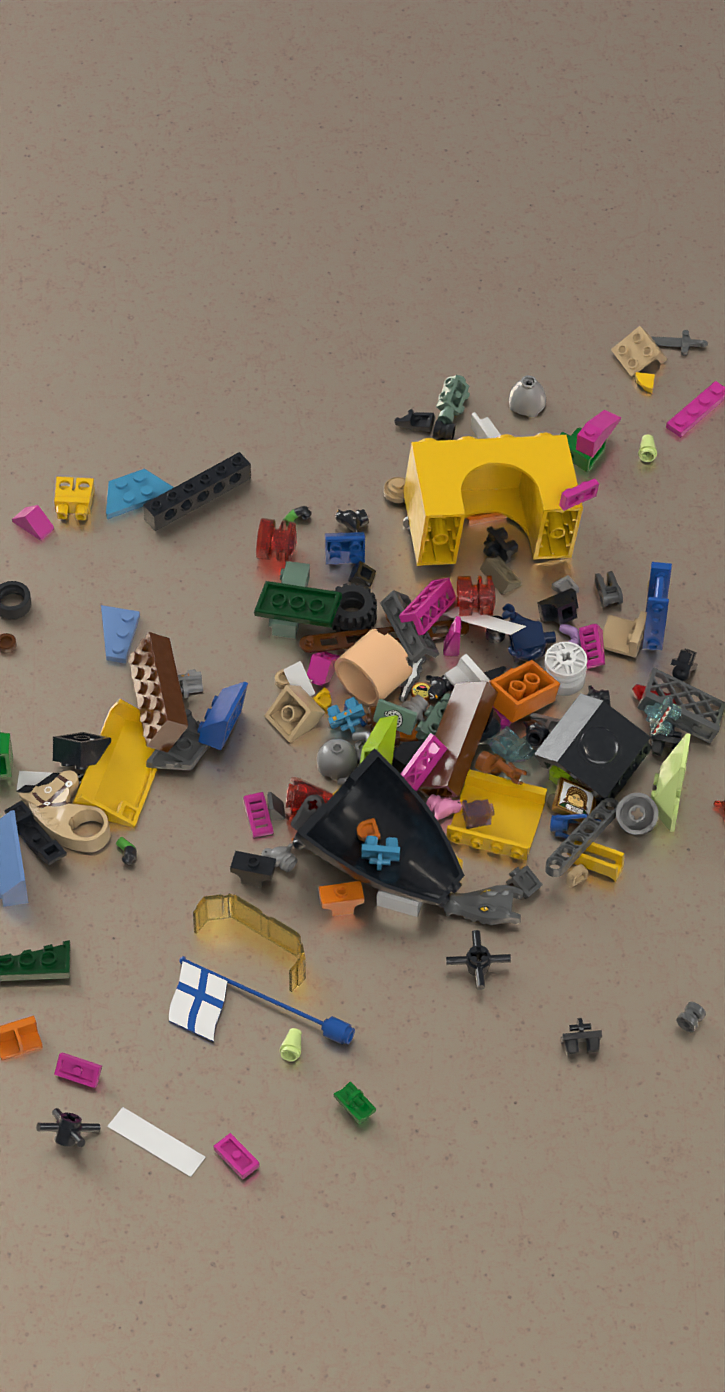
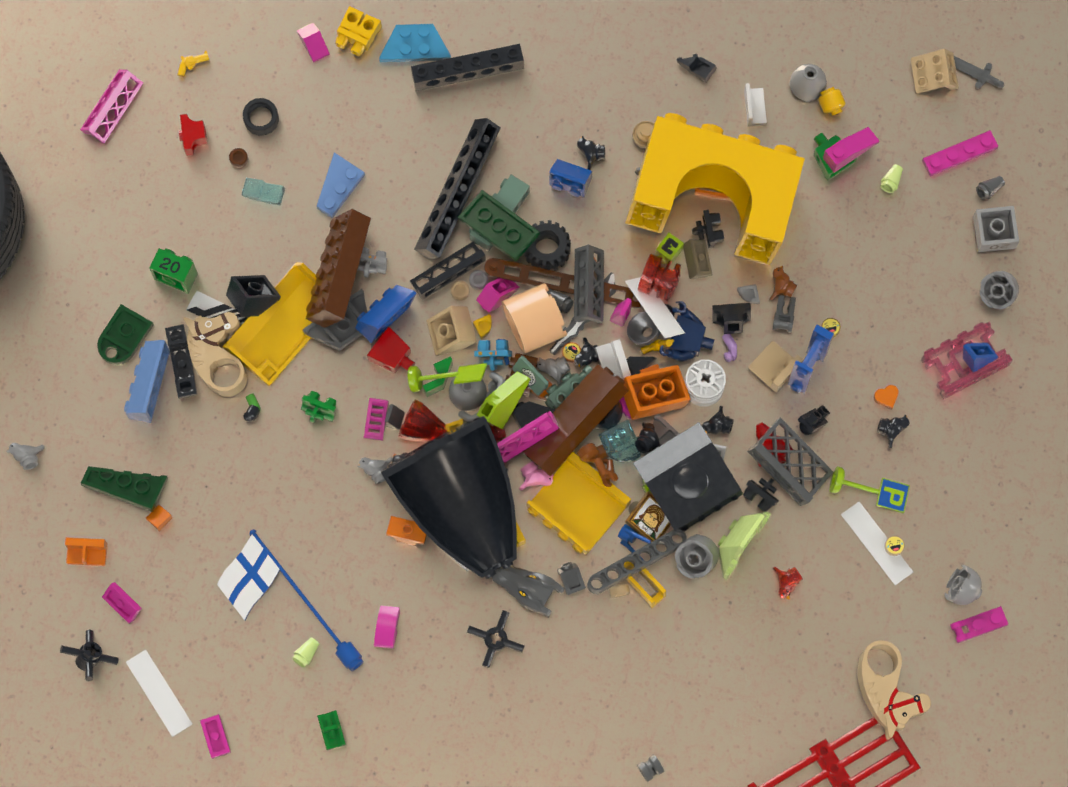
camera: 25 degrees right, 20 degrees up
(45, 663) = (263, 192): none -> clear light blue slope
(79, 981) = (159, 517): none -> orange slope
(195, 824) = (318, 409): none -> green hips
(234, 907) = (299, 498): clear yellow windscreen -> none
(239, 592) = (457, 188): none -> black brick
(244, 752) = (390, 352): none -> red torso
(252, 868) = (346, 471): black brick -> none
(270, 666) = (450, 273): none -> black fence
(276, 540) = (510, 148): clear red wheel -> none
(295, 513) = (545, 123): arm -> none
(297, 676) = (469, 298): white sticker -> none
(299, 657) = (478, 279): none -> light grey tile
(302, 752) = (437, 385): none -> green slope
(306, 811) = (412, 442): dark grey piece -> none
(326, 740) = (465, 374): none -> lime piece
(362, 574) = (575, 210): black slope -> none
(362, 991) = (386, 627): none -> dark pink slope
(367, 828) = (458, 477): orange tile -> none
(380, 854) = (451, 497): dark azure hips -> none
(428, 600) = (614, 267): dark pink fence -> none
(444, 430) = (715, 88): black wheel -> none
(452, 398) = (738, 57): sand green brick -> none
(471, 567) = (669, 248): none -> lime brick
(477, 813) = (561, 496): brick -> none
(480, 639) = (638, 325): none -> flat silver piece
(501, 655) = (656, 345): none -> yellow piece
(558, 405) = (831, 101): none -> yellow head
(579, 494) = (790, 228): dark pink plate -> none
(588, 634) = (735, 367): dark pink slope -> none
(591, 1038) = (539, 746): black hips -> none
(592, 565) = (782, 284): none -> dark orange animal
(645, 380) = (926, 104): yellow tile -> none
(658, 717) = (762, 472): clear light blue hips -> none

